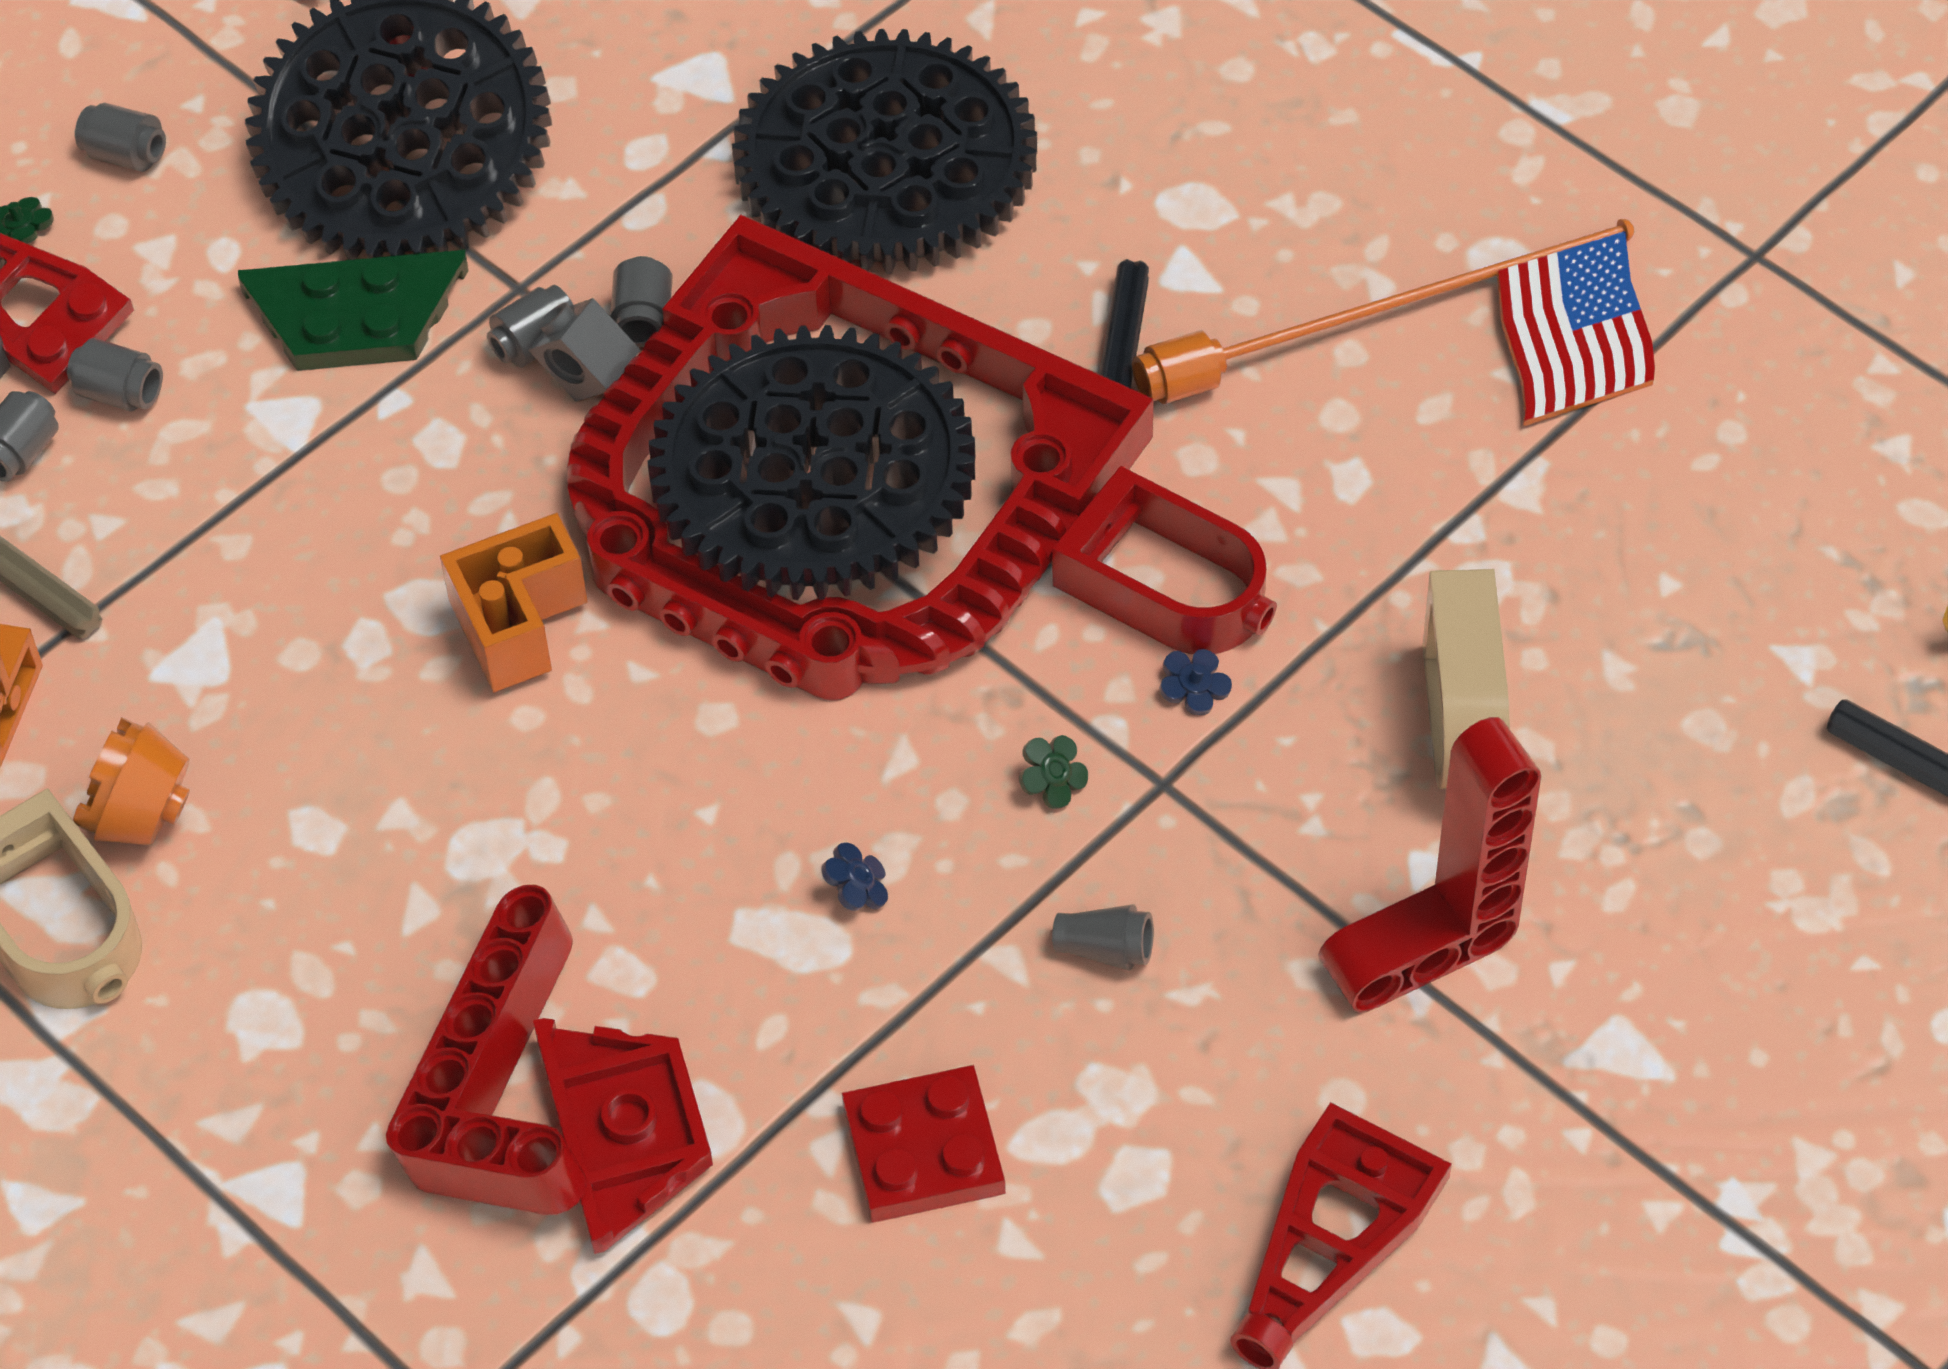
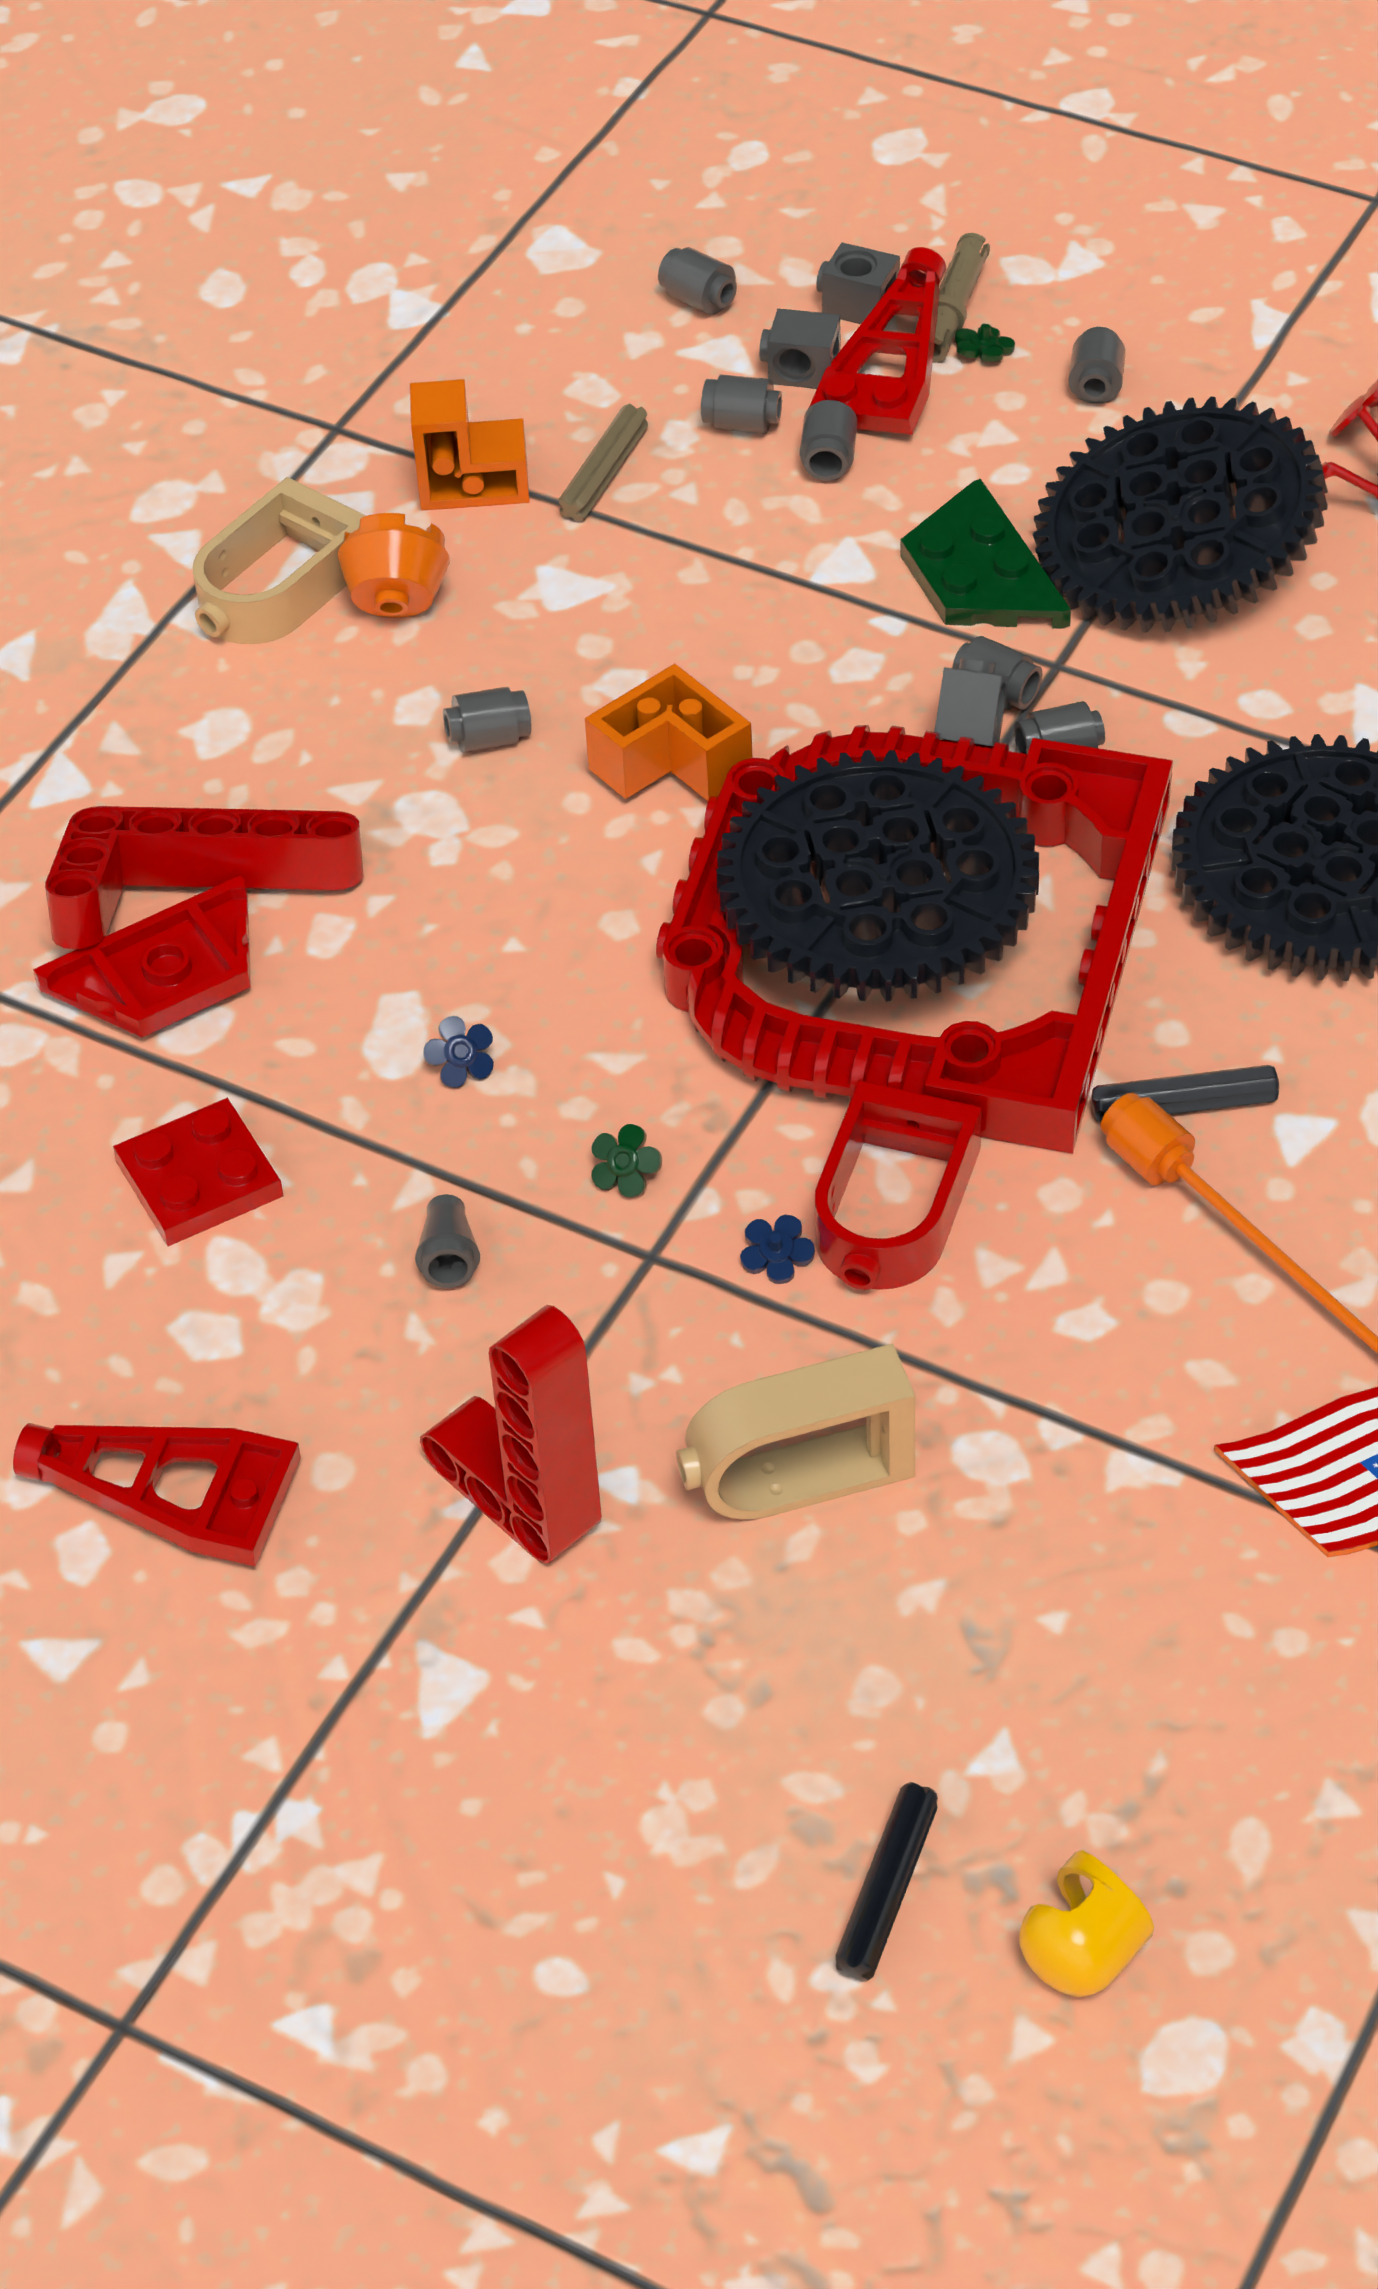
camera: 75 degrees right, 5 degrees down
(390, 758) = (487, 718): none -> dark grey brick

